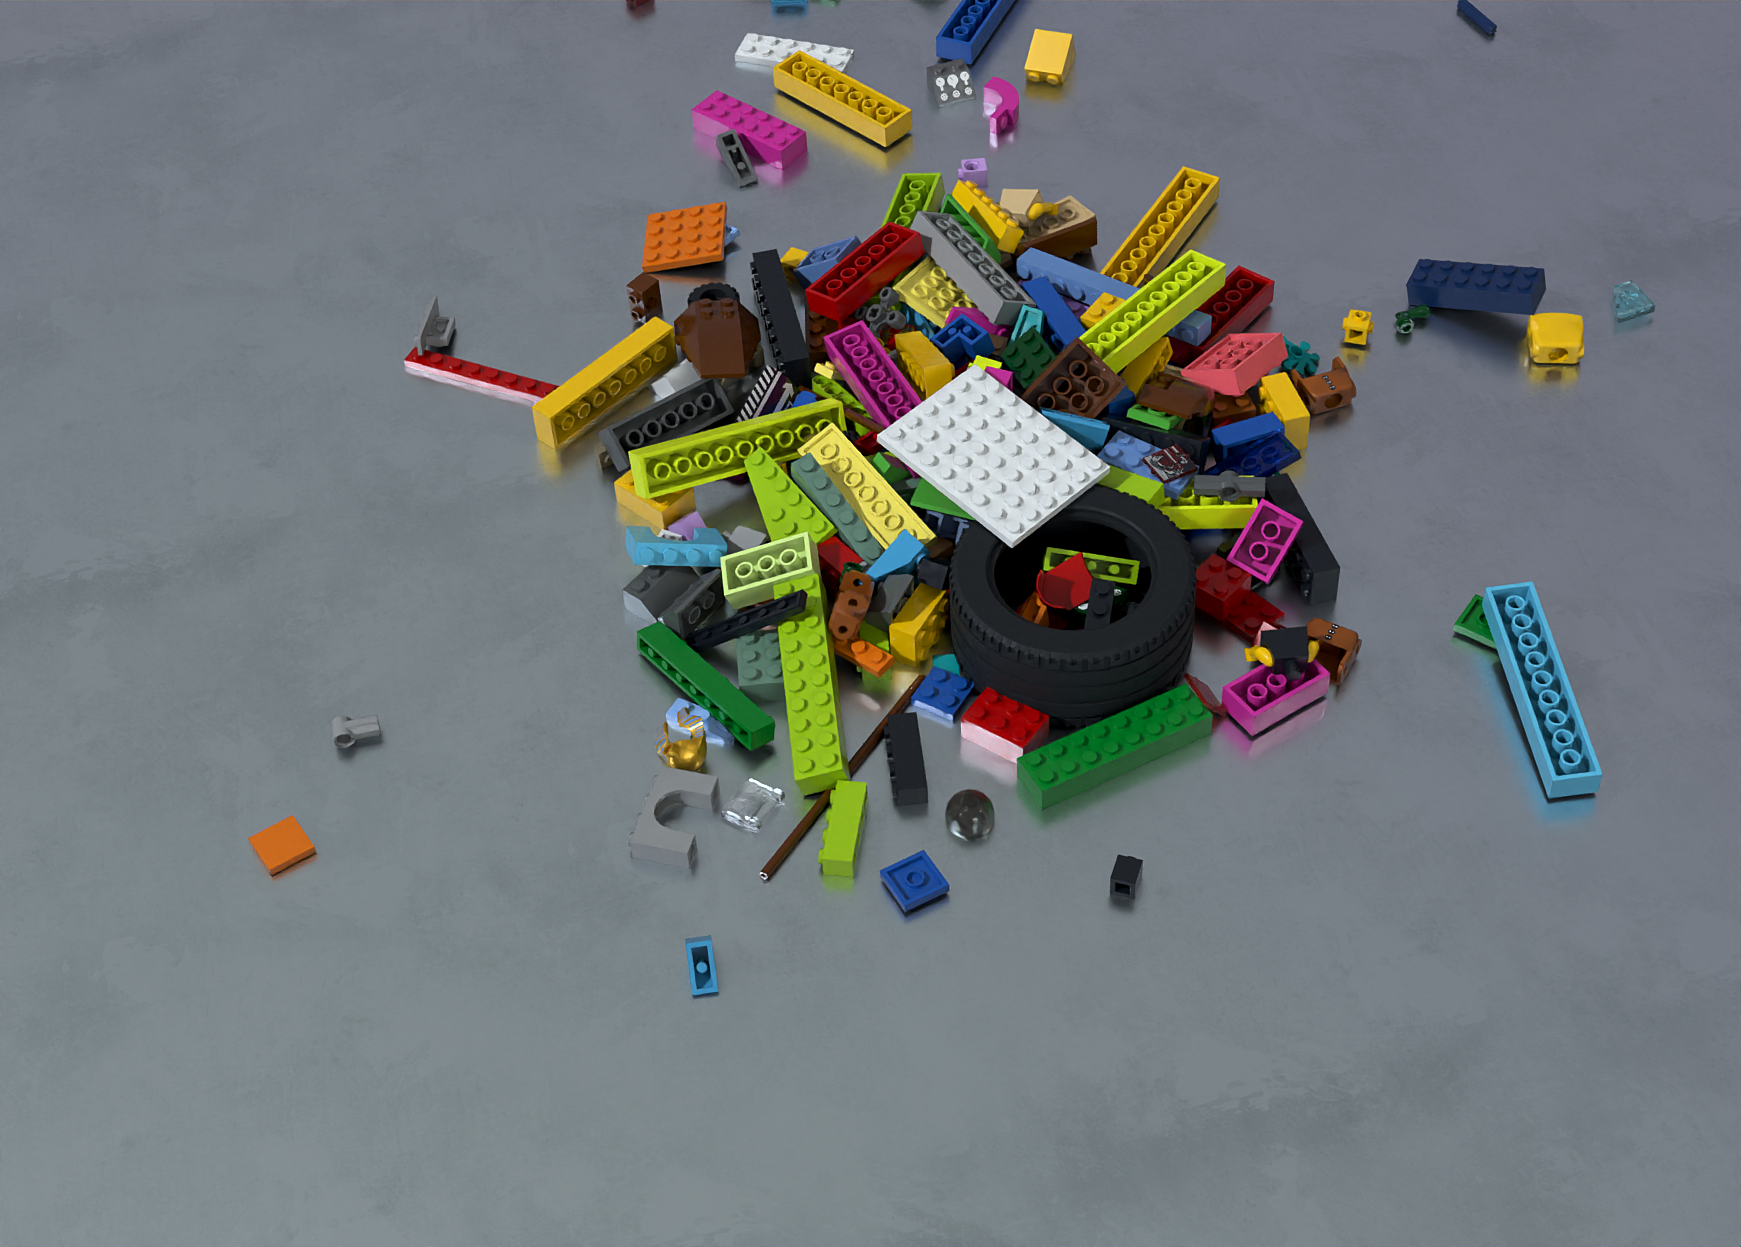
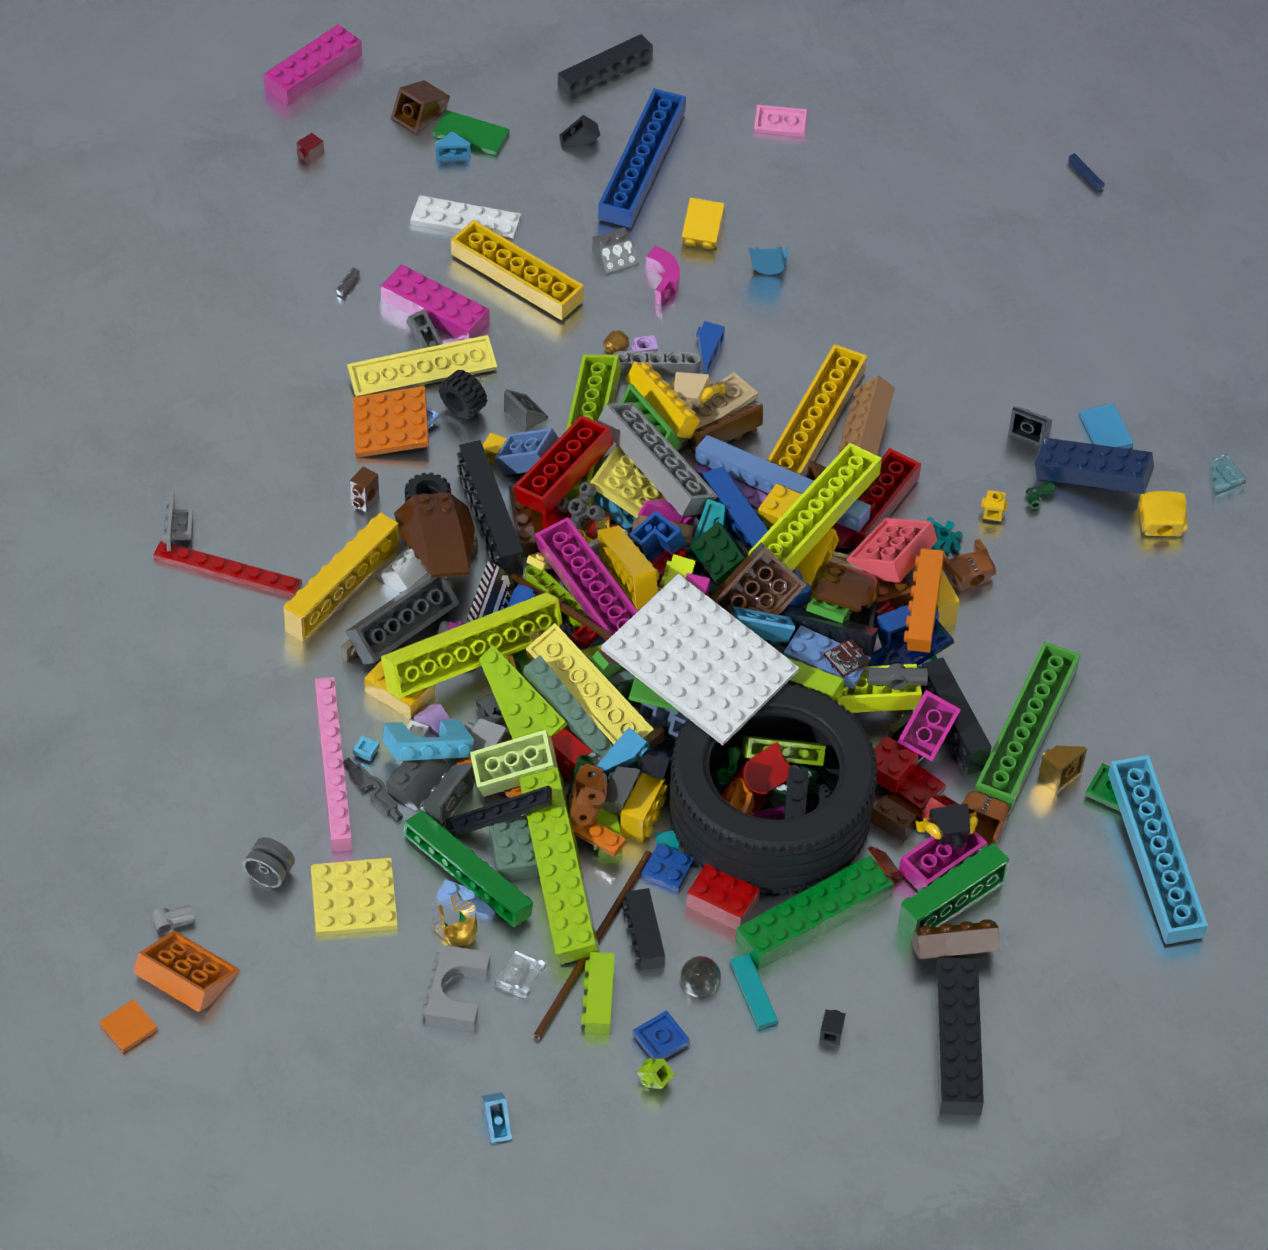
camera: 10 degrees left, 5 degrees up
(357, 786) = (185, 970): none -> orange slope
(473, 670) = (268, 862): none -> dark grey wheel
(566, 574) = (333, 765): none -> bright pink brick
(569, 714) = (353, 897): none -> light yellow plate
(607, 557) = (366, 748): none -> medium azure plate
(615, 608) = (379, 795): none -> dark grey piece
(659, 110) = (348, 281): none -> flat silver axle
(728, 185) = (421, 366): none -> light yellow plate
(753, 519) = (490, 710): none -> dark grey piece
(765, 209) = (463, 394): none -> black tyre
(830, 226) = (523, 409): none -> dark grey slope
(901, 920) = (655, 1073): none -> lime brick
(943, 164) = (615, 342): none -> pearl gold head
(989, 182) = (662, 362): none -> light grey beam
(1018, 593) = (724, 775): none -> green piece
(1033, 834) = (753, 991): none -> teal tile
(1047, 165) = (709, 342): none -> blue slope
(1117, 89) = (769, 260): none -> dark azure piece
(1220, 228) = (868, 415): none -> medium nougat brick
(1220, 645) = (896, 816): none -> reddish brown slope
(1268, 412) = (925, 600): none -> orange brick
(1283, 894) = (958, 1036): none -> black brick
(1285, 728) = (954, 890): none -> green brick
(1285, 780) = (956, 939): none -> slope
(1387, 549) = (1028, 723): none -> bright green brick
(1401, 248) = (1029, 425): none -> black slope
(1425, 594) = (1061, 765): none -> pearl gold slope
(1489, 249) = (1106, 426): none -> dark azure tile

